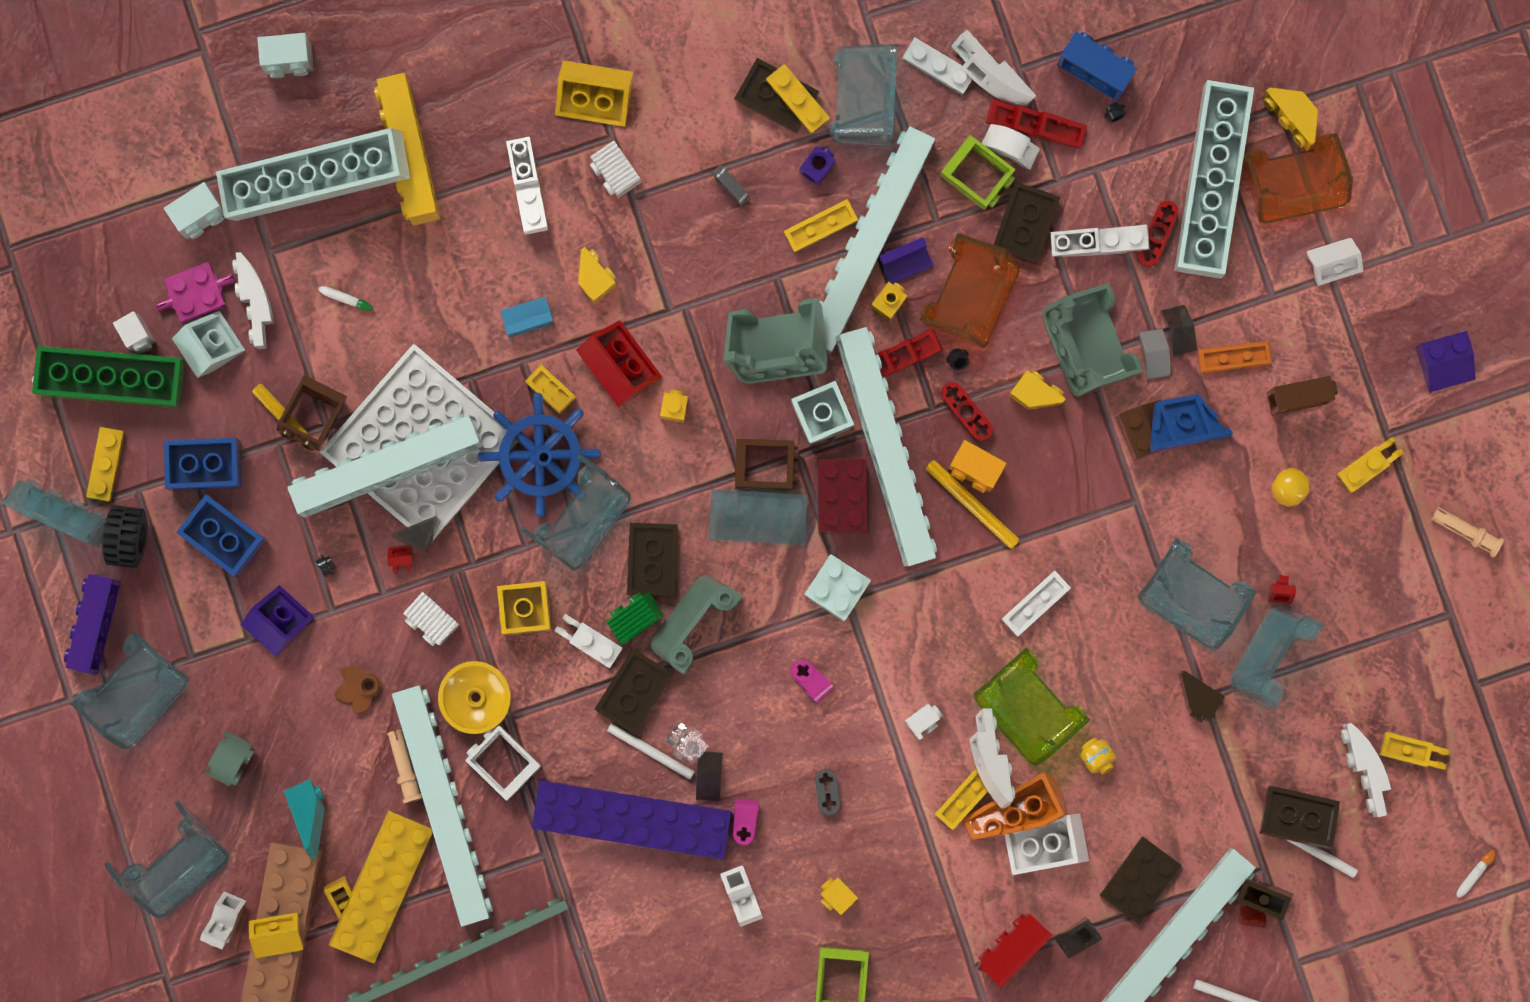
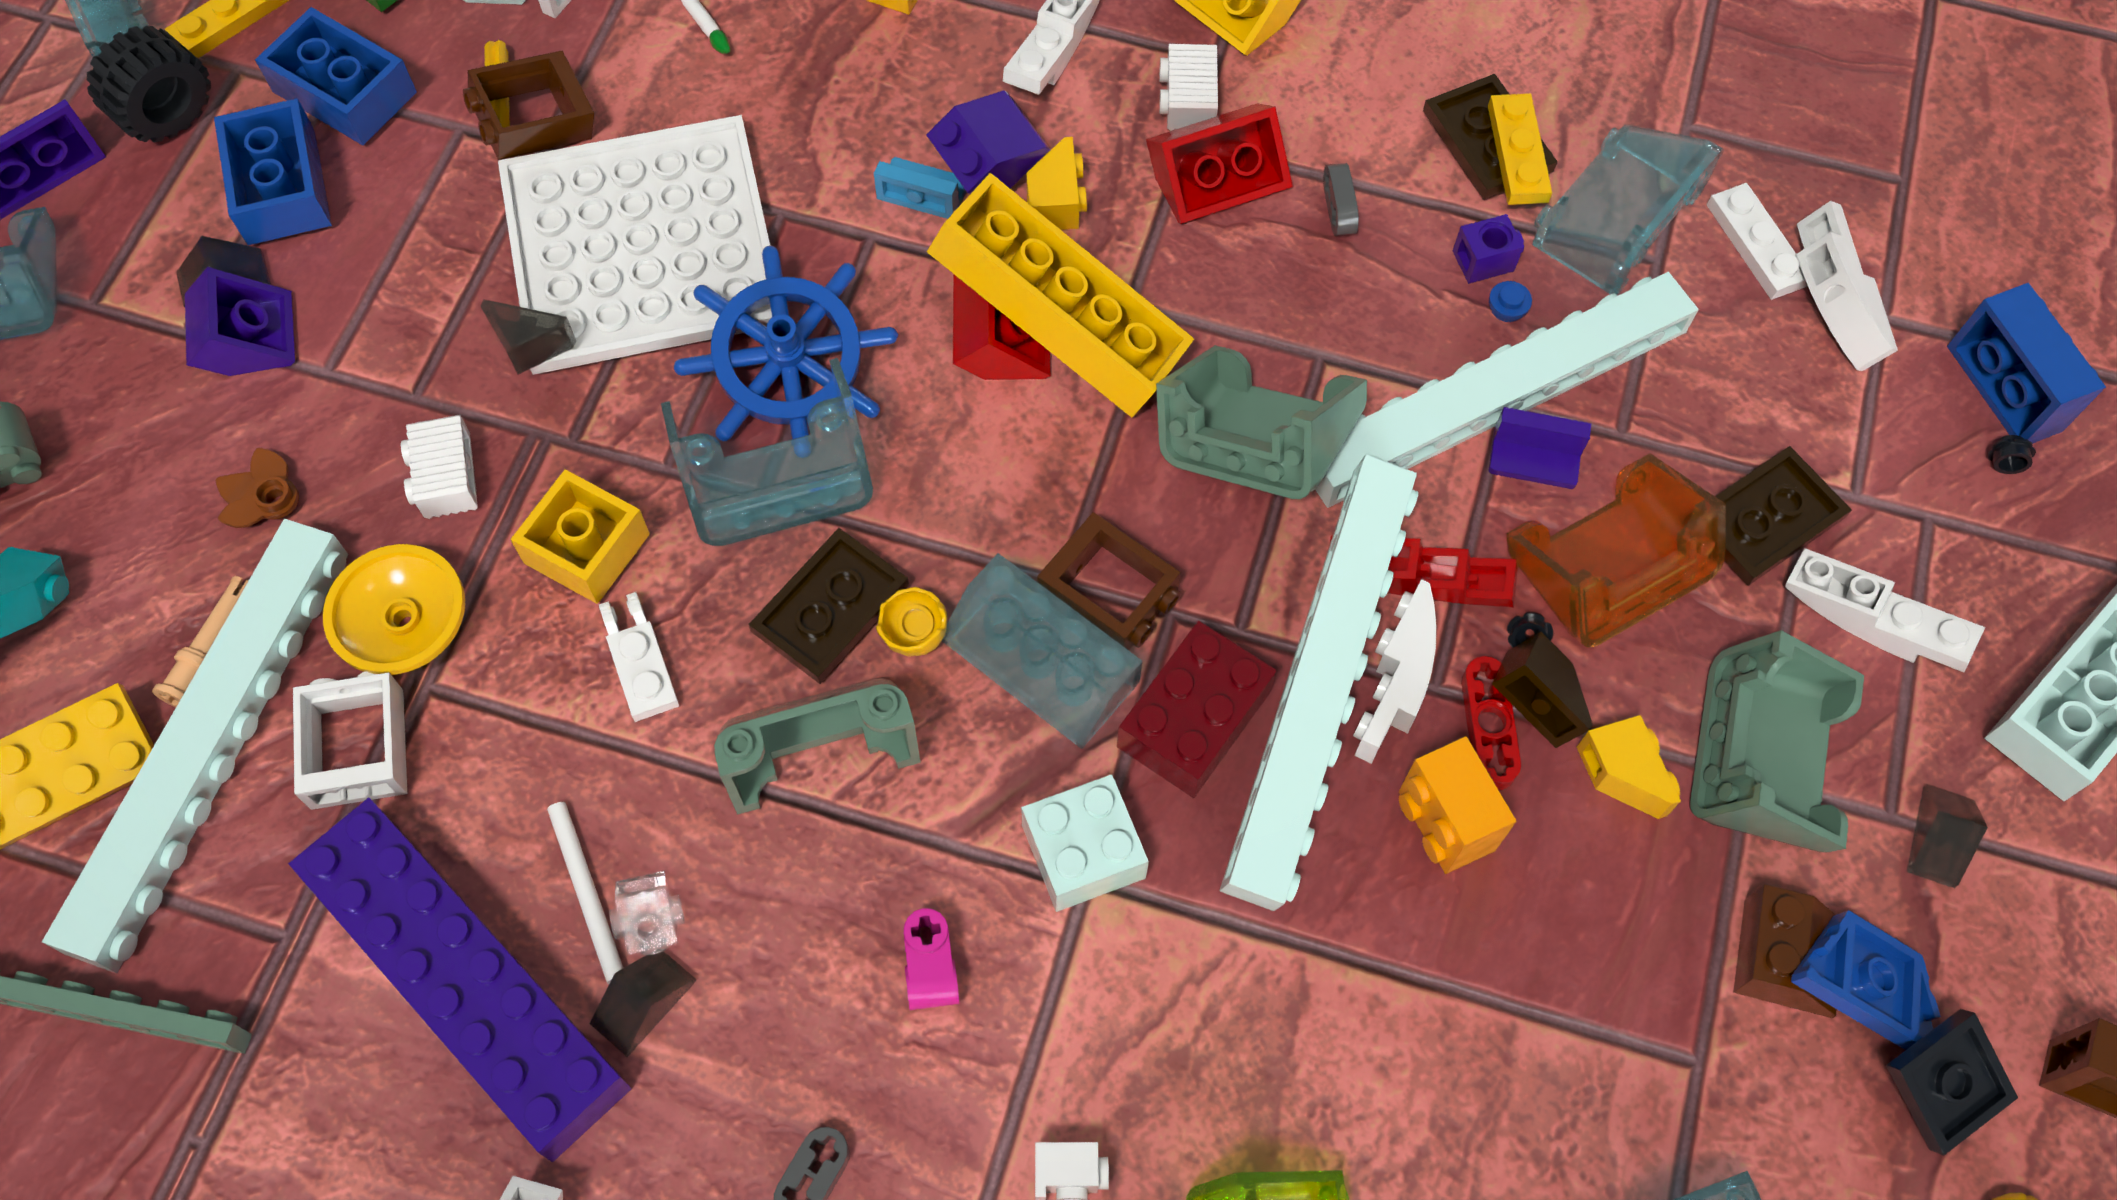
camera: 35 degrees right, 20 degrees down
(240, 601) = (223, 256): none -> clear smoke slope
(326, 565) = (371, 303): black plate -> none
(384, 466) = (557, 211): light aqua brick -> none
(400, 556) = (478, 357): red tile -> none
(547, 279) = (986, 139): none -> dark purple slope
(551, 389) = (877, 288): yellow plate -> none
(633, 691) = (636, 778): dark brown plate -> none
(635, 618) = (730, 663): green brick -> none
(649, 346) = (1059, 294): none -> yellow brick
(659, 204) = (1220, 162): none -> red slope
(674, 406) = (1034, 417): yellow brick -> none
(695, 543) = (912, 622): none -> yellow hair
(745, 816) = (637, 1116): dark pink piece -> none
(820, 226) = (1437, 326): yellow plate -> none
(822, 413) = (1254, 566): light aqua brick -> none
(844, 186) = (1510, 301): none -> blue plate
(889, 300) = (1473, 484): yellow brick -> none
(914, 407) = (1405, 670): none -> white slope
(969, 145) = (1726, 361): lime window -> none
(972, 504) = (1405, 873): yellow axle -> none
(979, 383) = (1544, 689): none -> dark brown slope
(1011, 144) = (1818, 389): white brick -> none
(1036, 603) = (1408, 1110): white plate -> none
(1037, 124) = (1878, 405): red slope -> none
(1155, 354) = (1877, 845): light grey slope -> none
(1170, 220) = (1995, 649): red beam -> none
(1234, 357) = (2022, 941): orange tile -> none
(1235, 443) = (1952, 1081): none -> black plate

